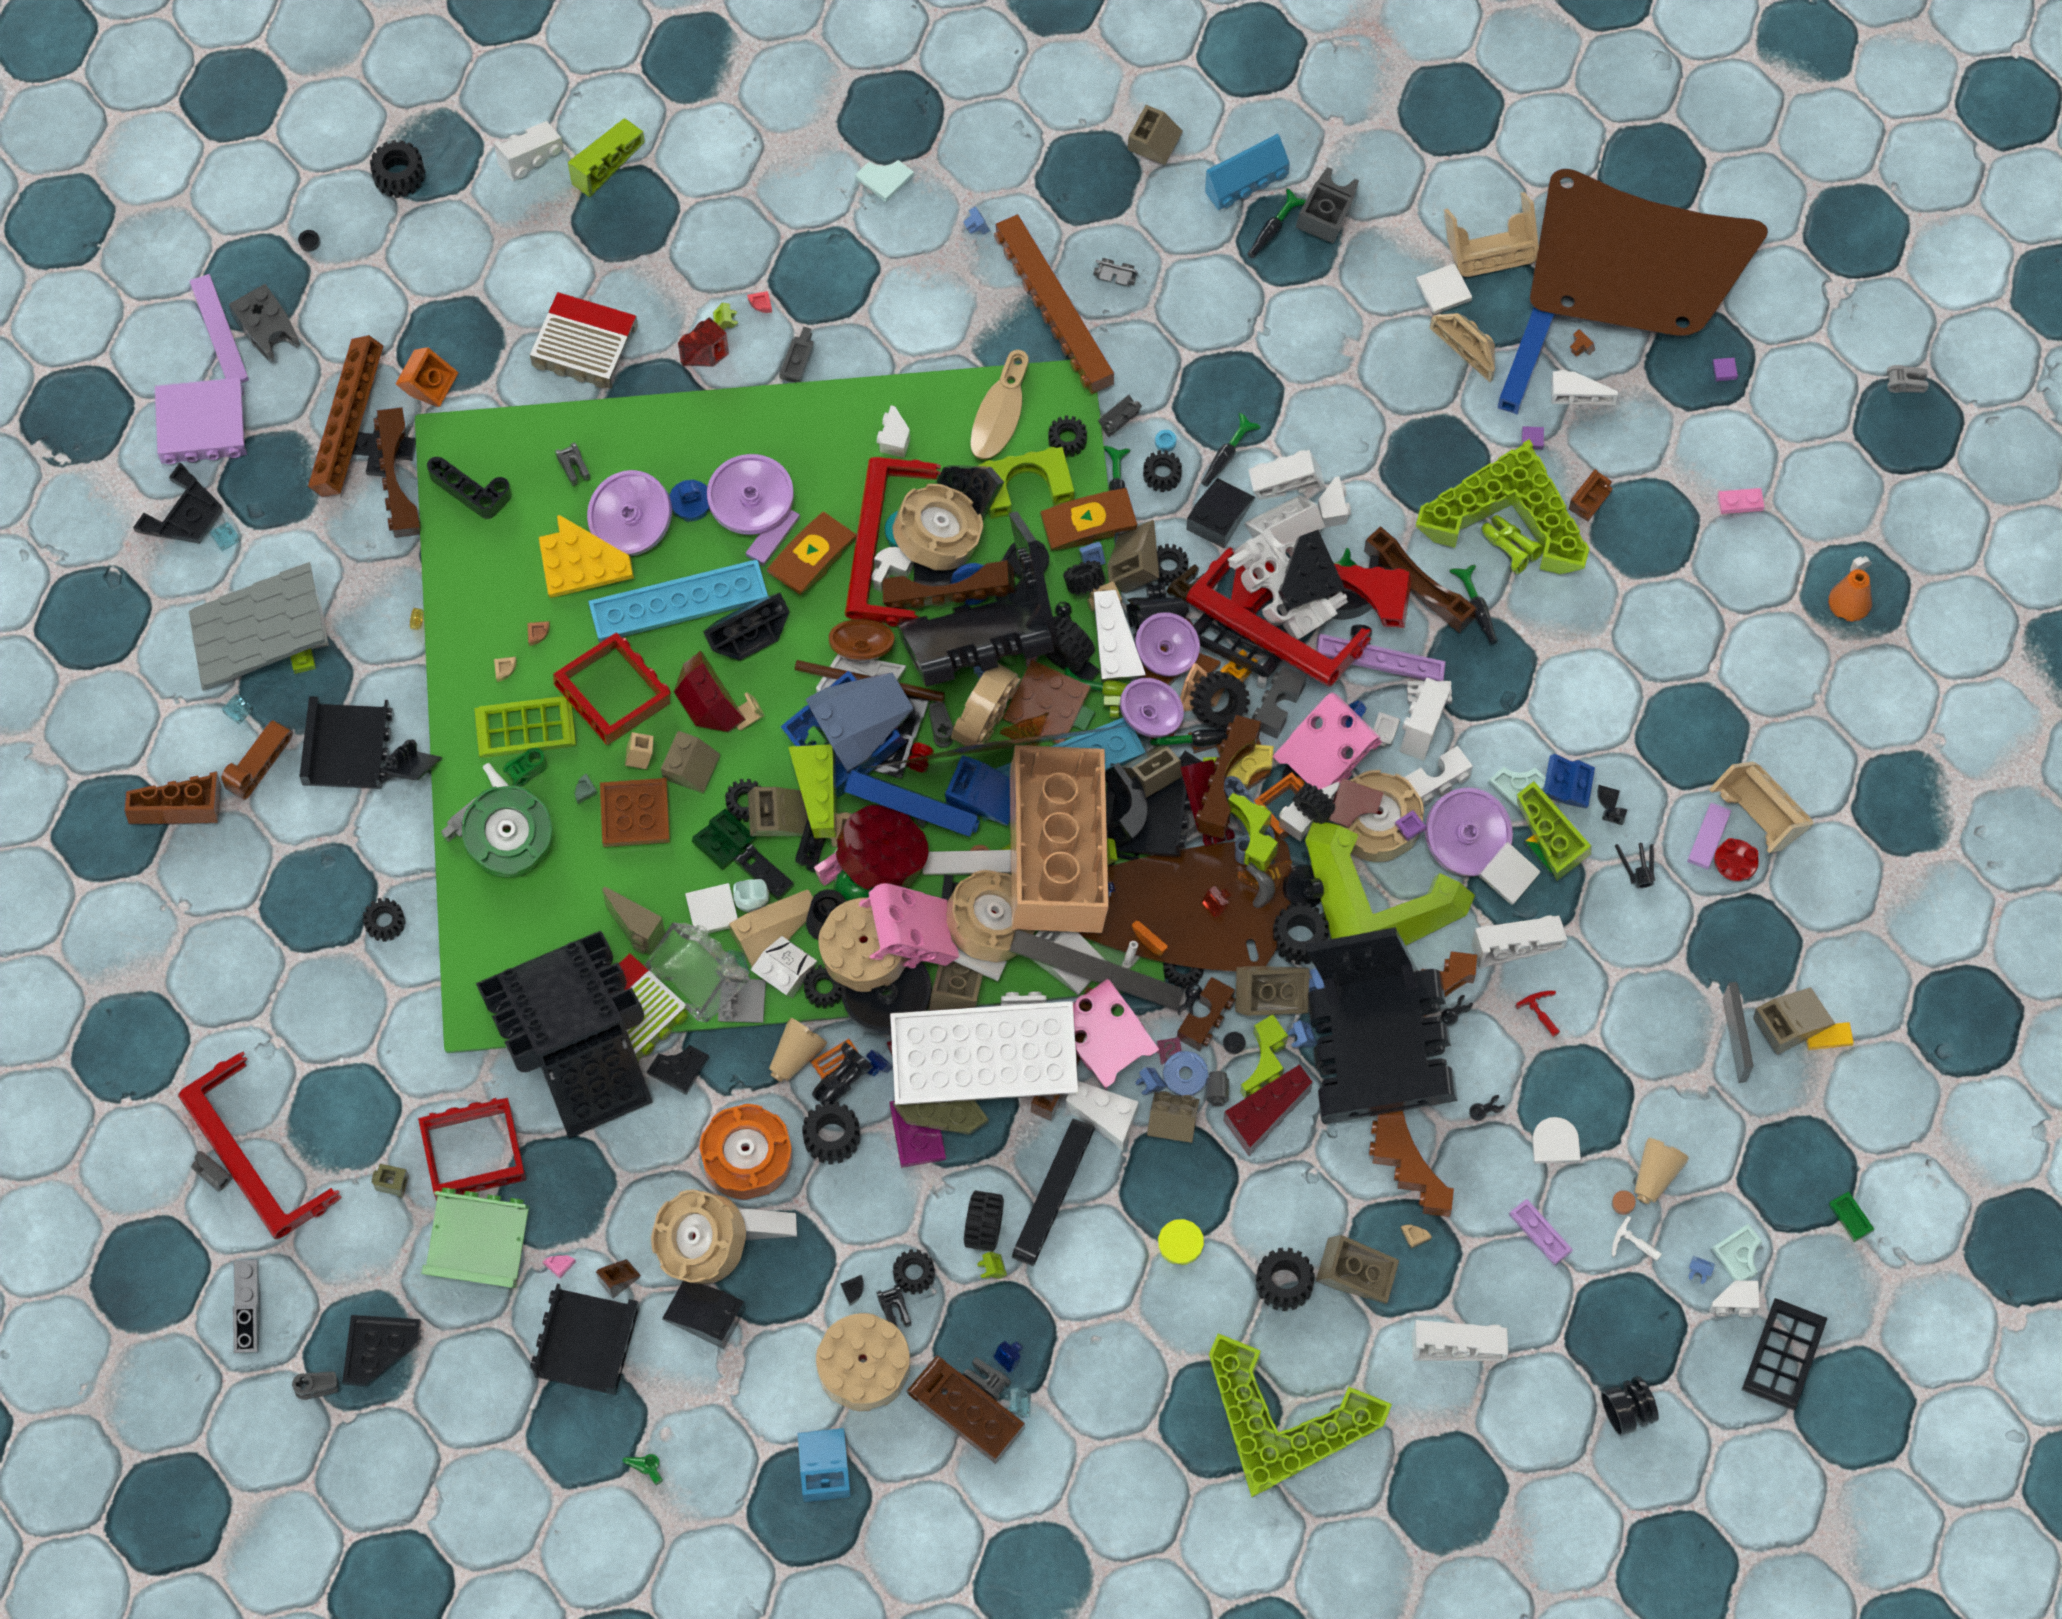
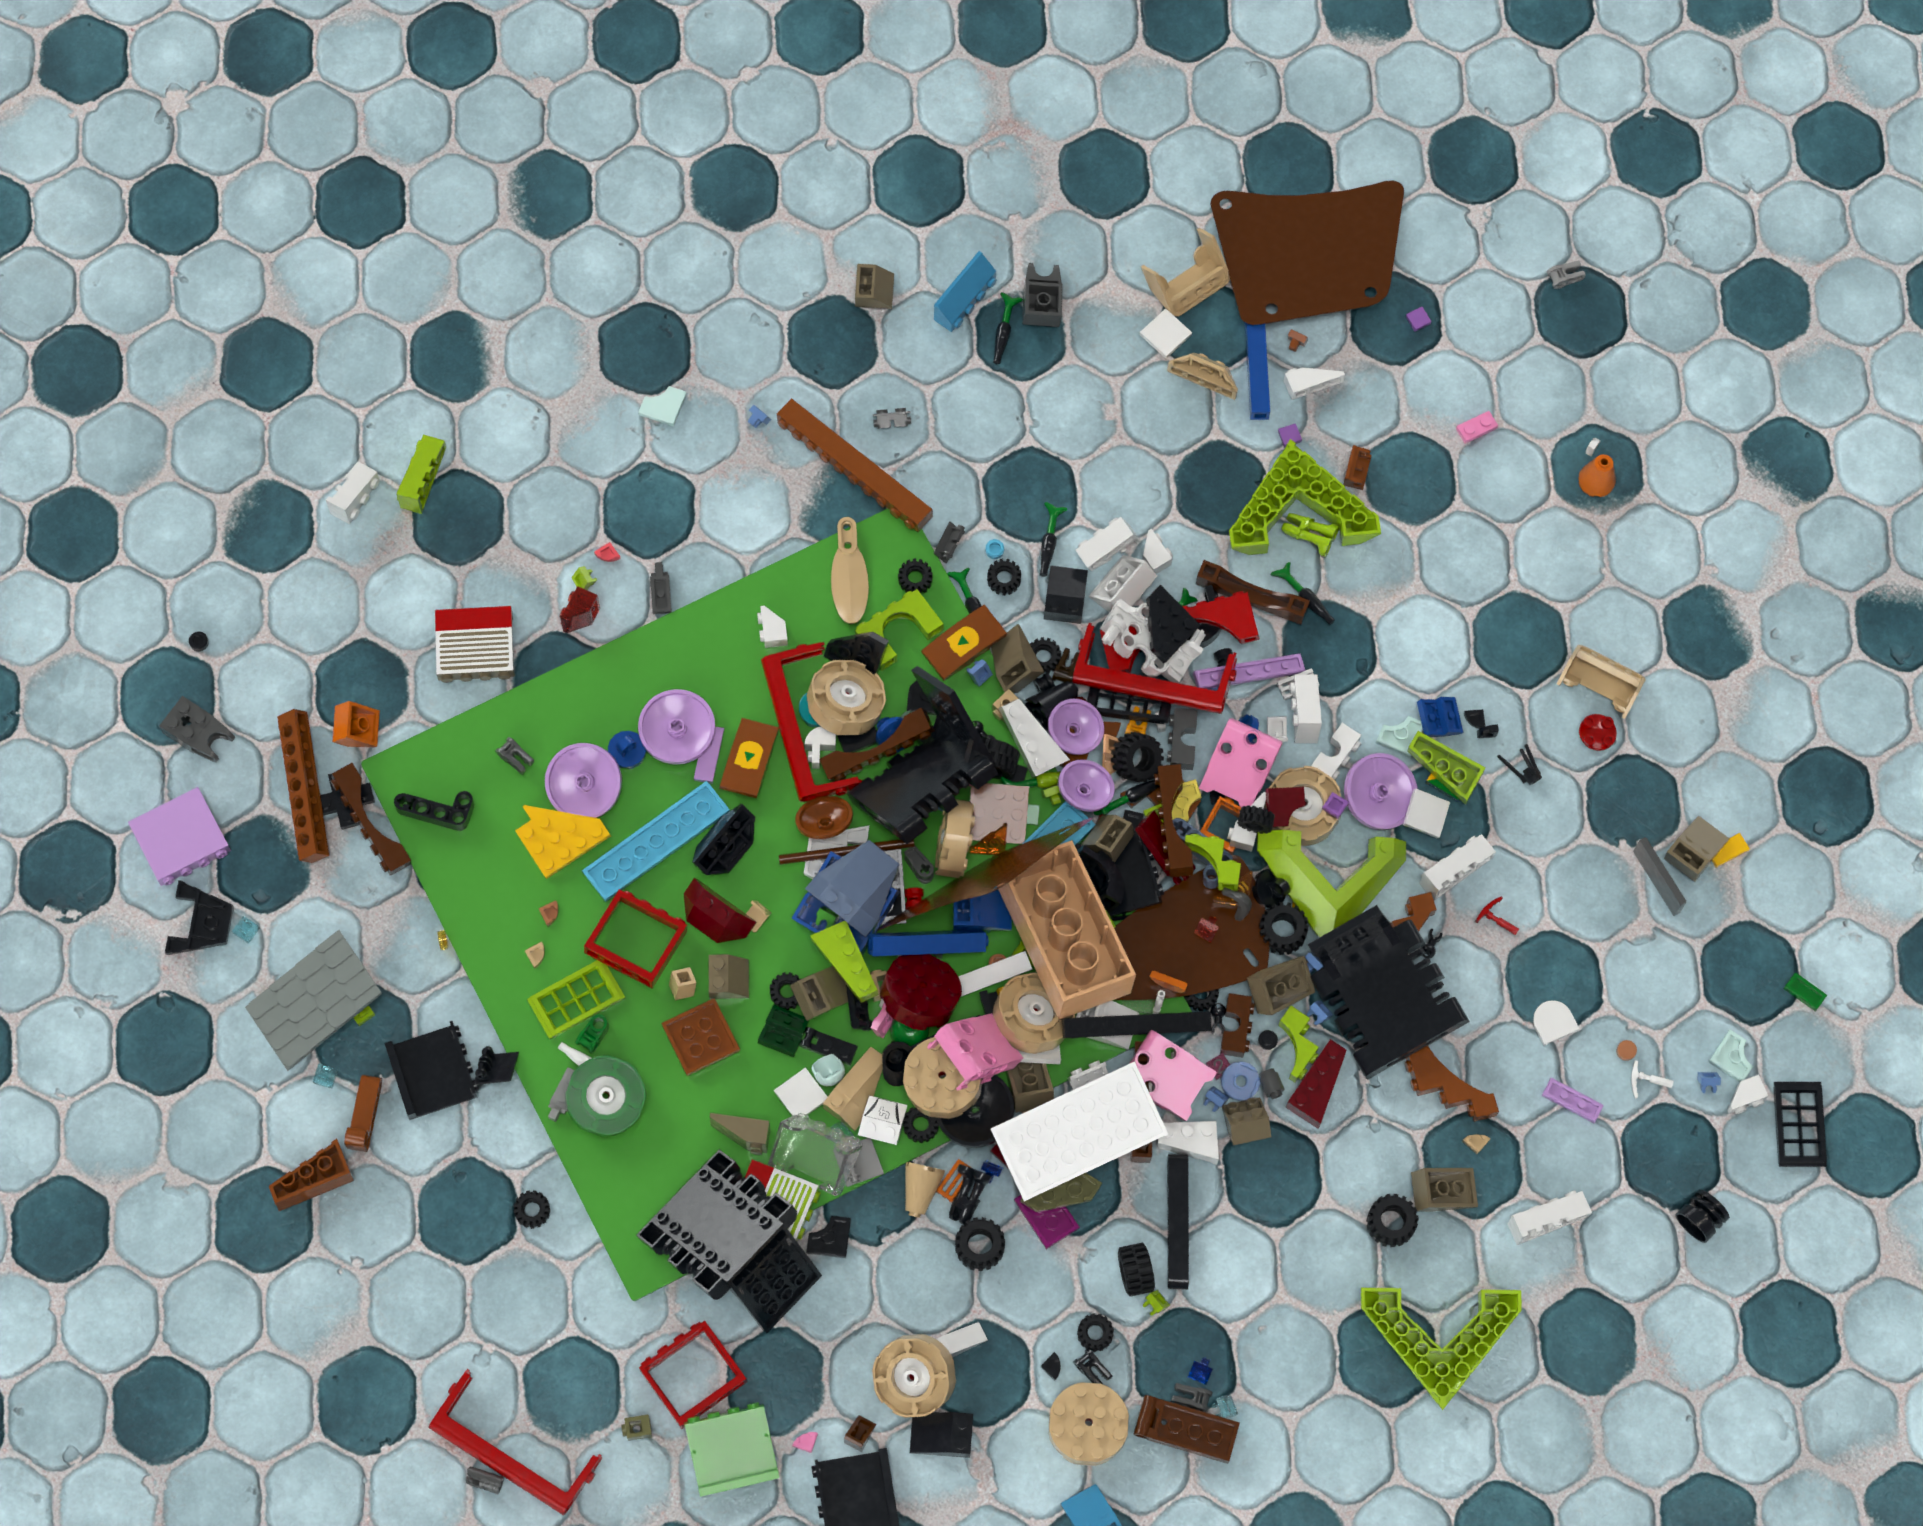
camera: 25 degrees left, 5 degrees up
(218, 328) = (156, 749): lavender tile -> none
(397, 154) = (246, 536): black tyre -> none
(584, 789) = (649, 1033): sand green tile -> none
(746, 1151) = (924, 1306): orange piece -> none
(1084, 577) = (983, 694): black tyre -> none
(1180, 1242) = (1295, 1222): neon yellow tile -> none
(1480, 1110) = (1485, 1019): black arm -> none
(1657, 1170) = (1643, 1014): tan cone -> none
(1709, 836) = (1568, 720): lavender tile -> none

